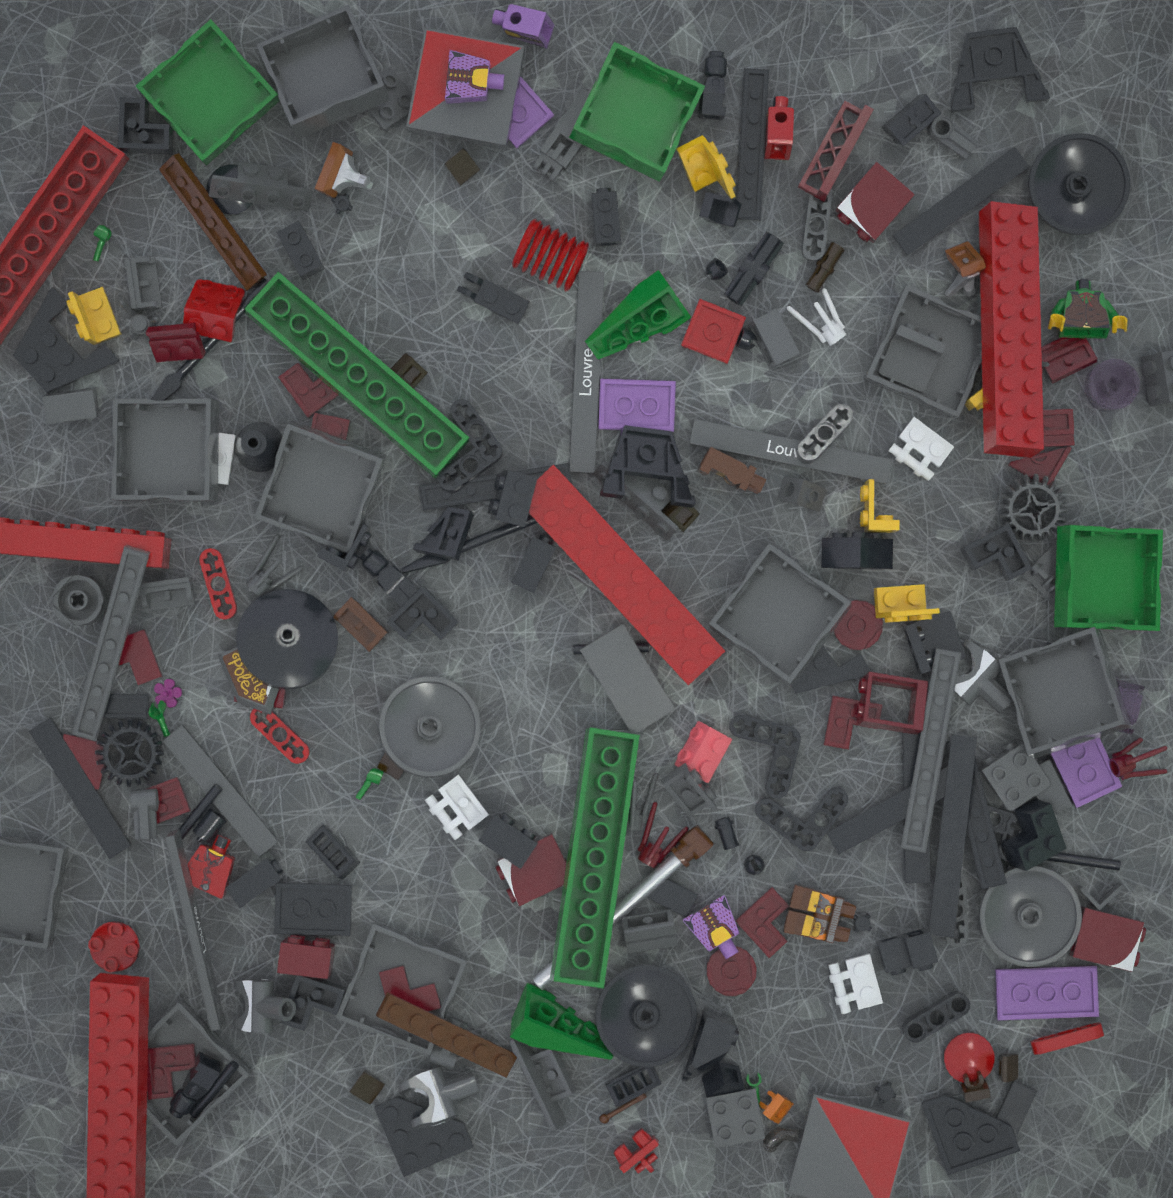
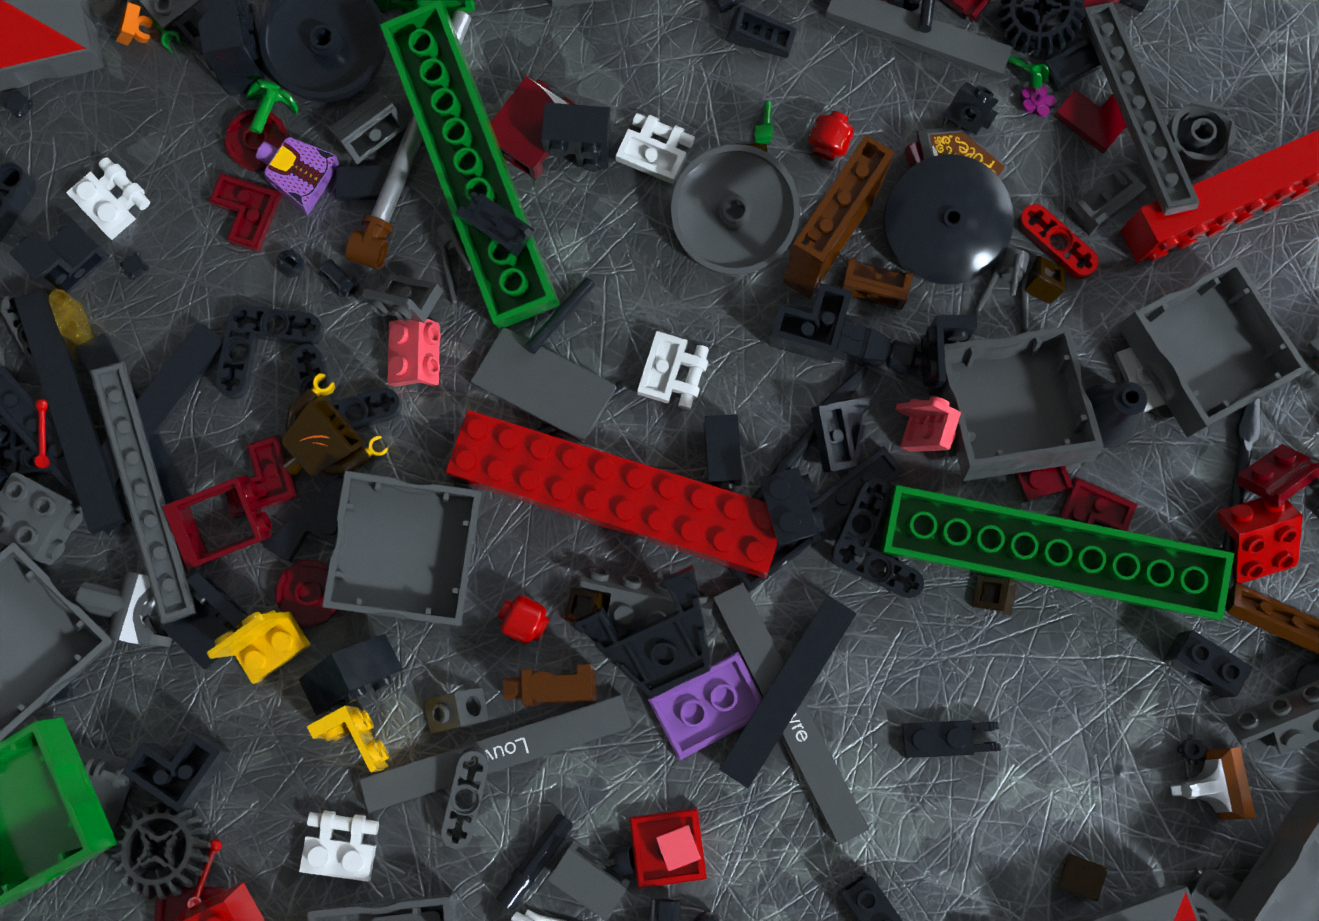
camera: 145 degrees right, 10 degrees down
(221, 709) = (972, 108): none -> black brick
(243, 561) = (1046, 280): none -> dark brown slope
(289, 751) = (885, 109): red beam -> none
(330, 745) = (831, 136): none -> red head
(369, 674) = (837, 216): none -> reddish brown window
(388, 503) = (929, 425): none -> coral bracket
(540, 645) = (663, 367): none -> white plate
(581, 385) = (787, 691): none -> black tile
(582, 248) = (932, 815): red piece -> none
(590, 721) = (560, 315): none -> black bar
(601, 798) = (496, 223): none -> black hinge
(644, 312) = (764, 821): green wedge -> none
(651, 853) = (411, 214): dark red plant -> none
(705, 994) = (269, 94): none -> green plant
(706, 327) = (678, 847): none -> coral tile
(726, 527) = (523, 619): none -> red head
(794, 721) = (321, 437): none -> dark brown torso
(812, 365) = (525, 875): none -> black axle
(826, 913) = (187, 245): reddish brown hips -> none
(923, 904) = (70, 317): none -> clear yellow piece
(987, 808) = (42, 460): none -> red hinge
(1028, 463) = (216, 845): none -> red hinge

